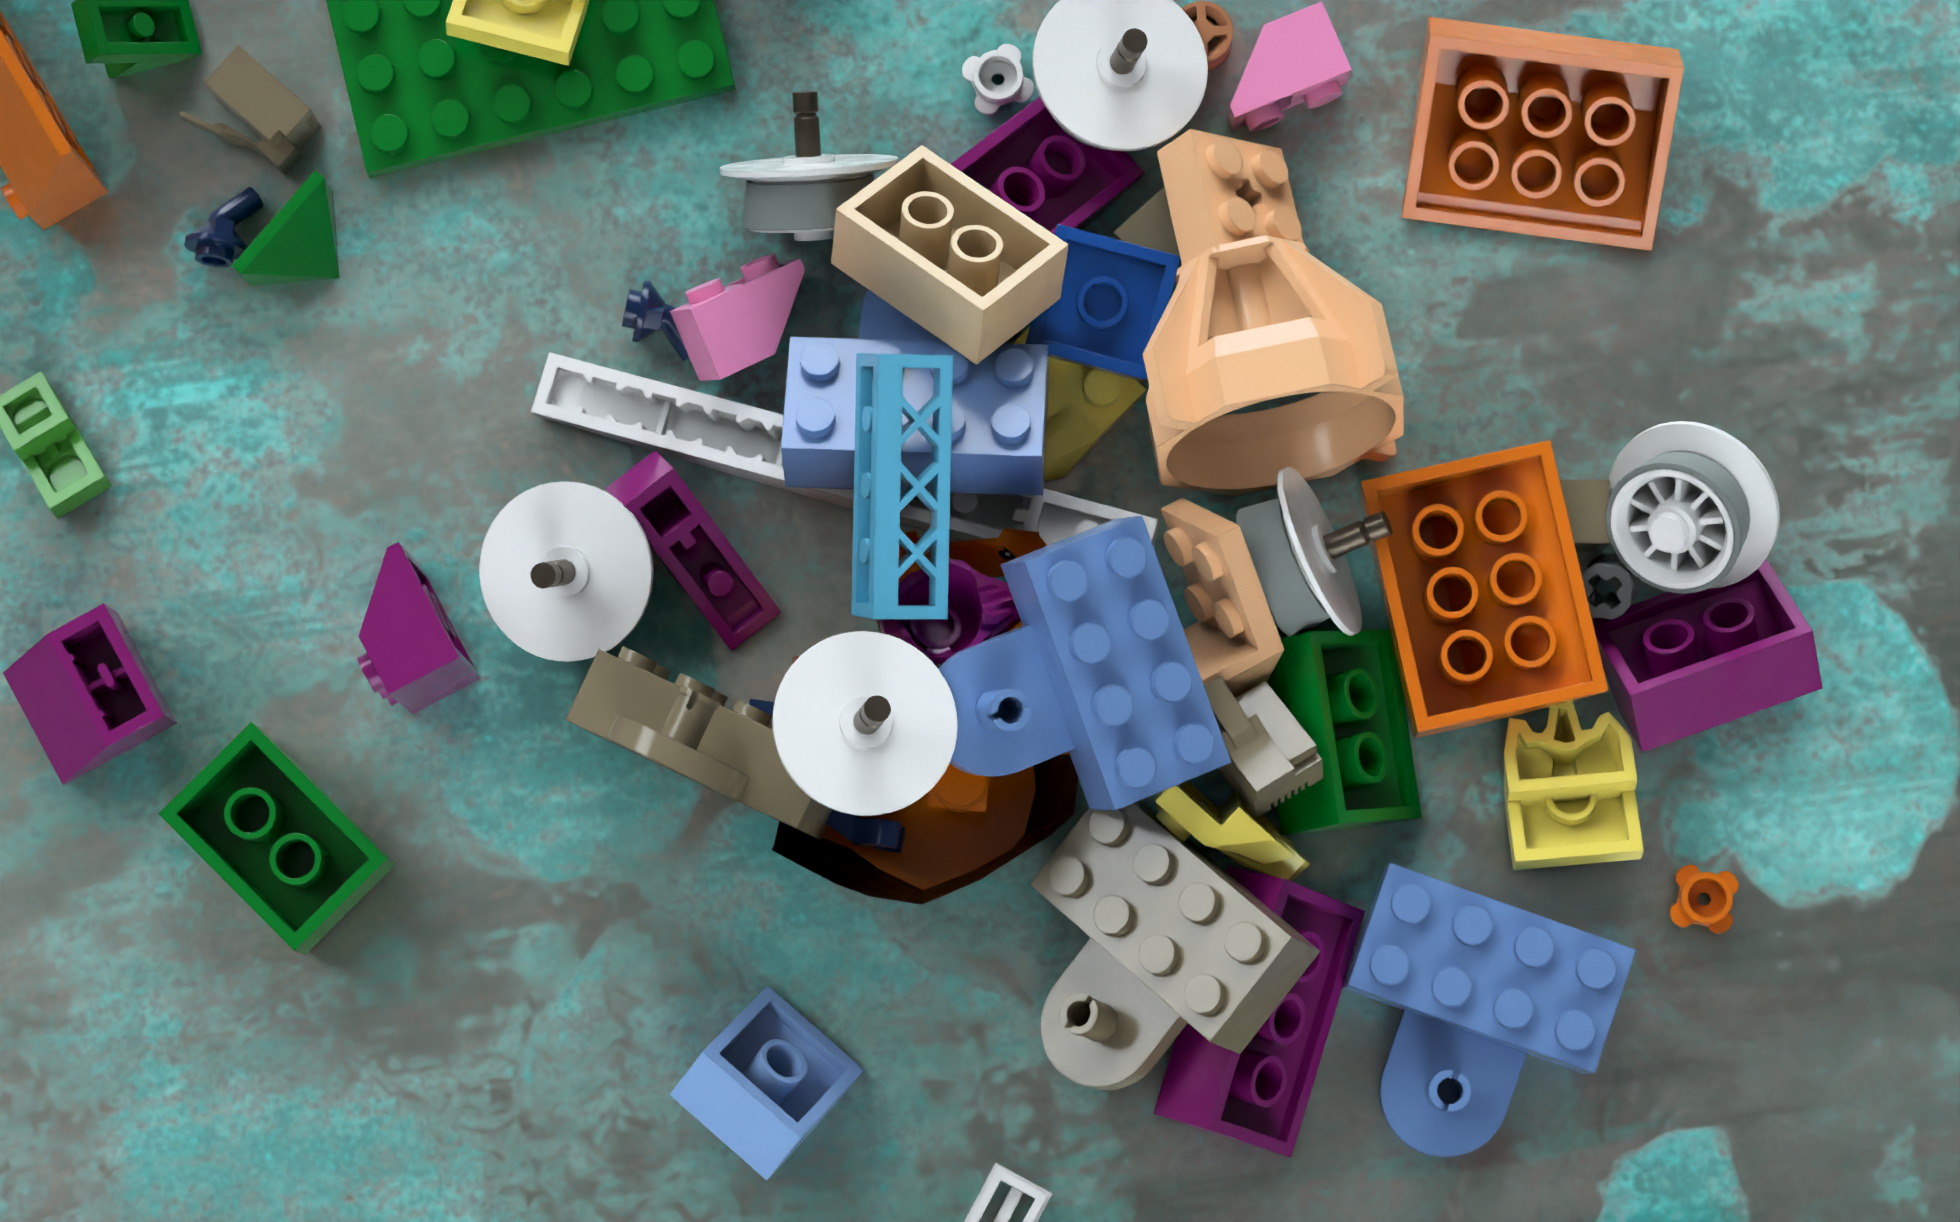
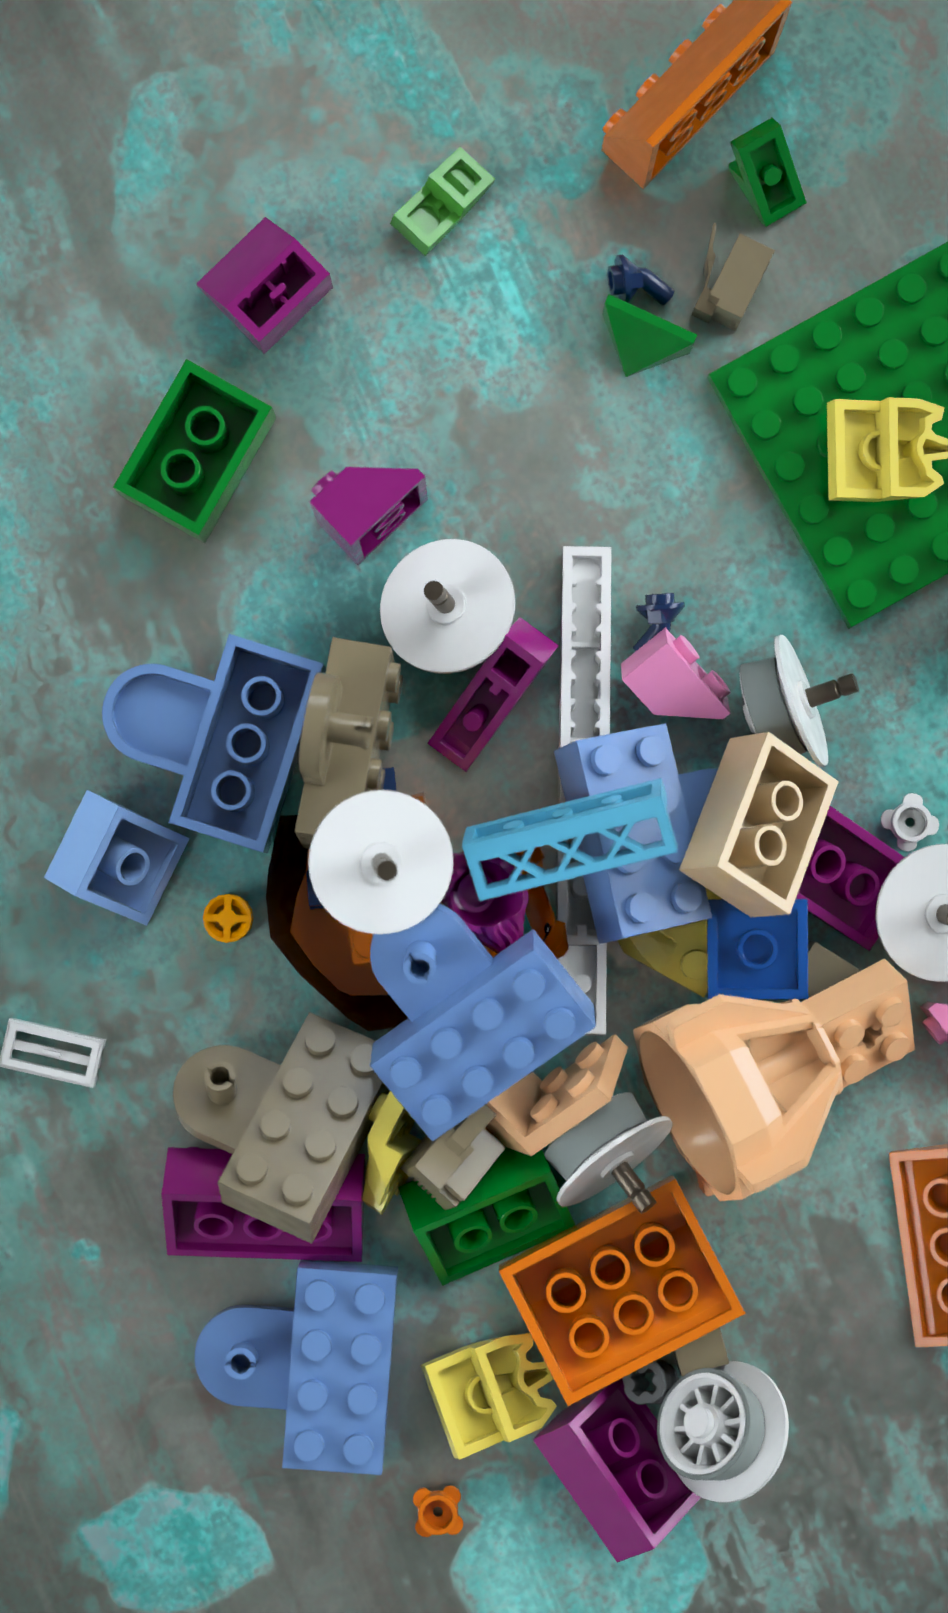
camera: 75 degrees right, 5 degrees up
(649, 897) = (225, 735): none -> medium blue brick
(876, 948) = (220, 917): none -> light orange wheel

